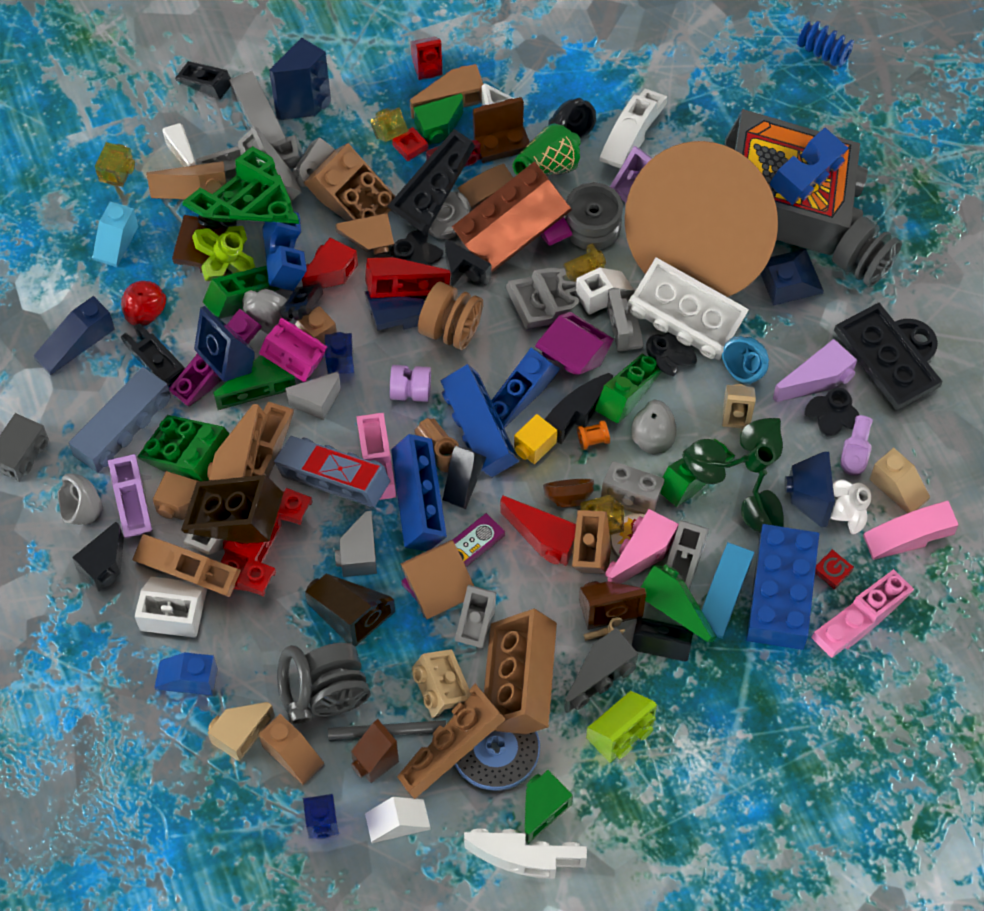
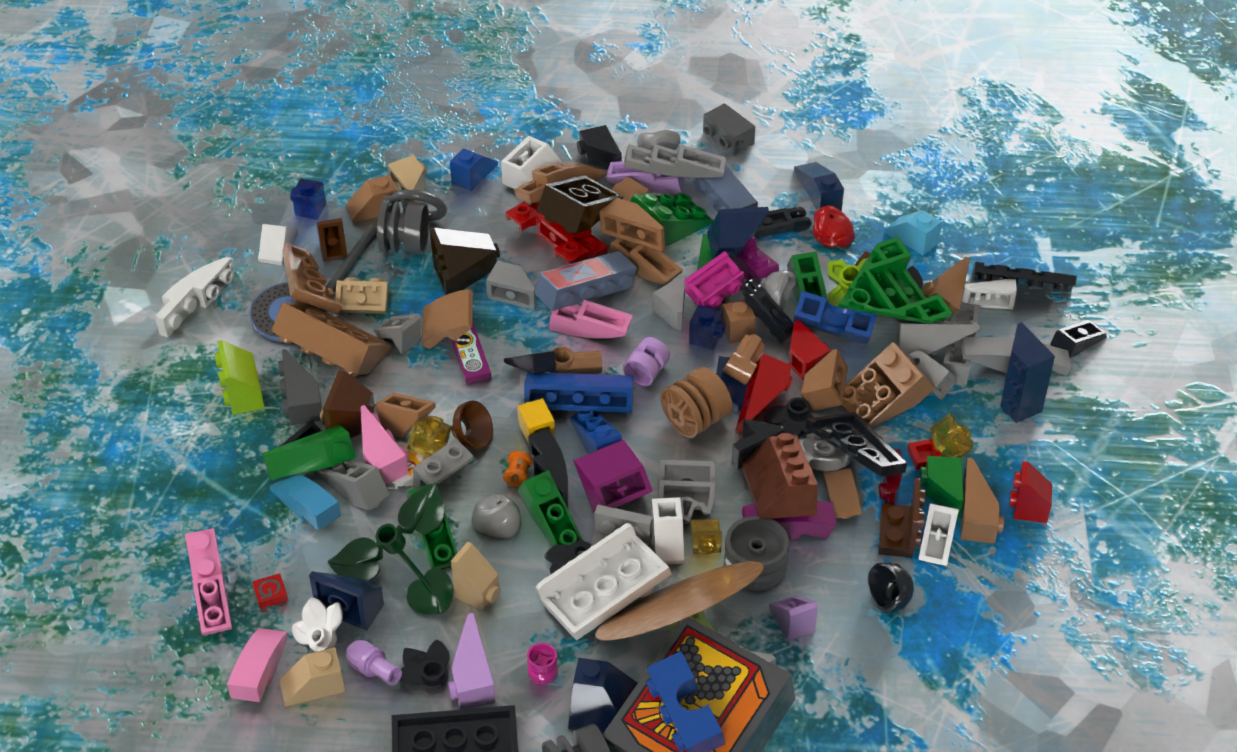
camera: 115 degrees right, 15 degrees down
(114, 164) = (994, 247): clear yellow brick -> none
(118, 457) = (680, 163): none -> light grey slope
(148, 132) = (1034, 278): none -> black wing
(387, 296) = (743, 361): none -> medium nougat piece
(418, 493) = (532, 328): blue brick -> none
(544, 803) = (221, 317): green slope -> none
(545, 532) = (454, 392): red slope -> none
(553, 150) = (845, 533): green cone -> none
(631, 126) = (864, 636): white slope -> none
(745, 359) = (524, 612): dark azure hair -> none
(783, 587) = (276, 537): blue piece -> none
(784, 325) = (542, 663): none -> dark pink wheel

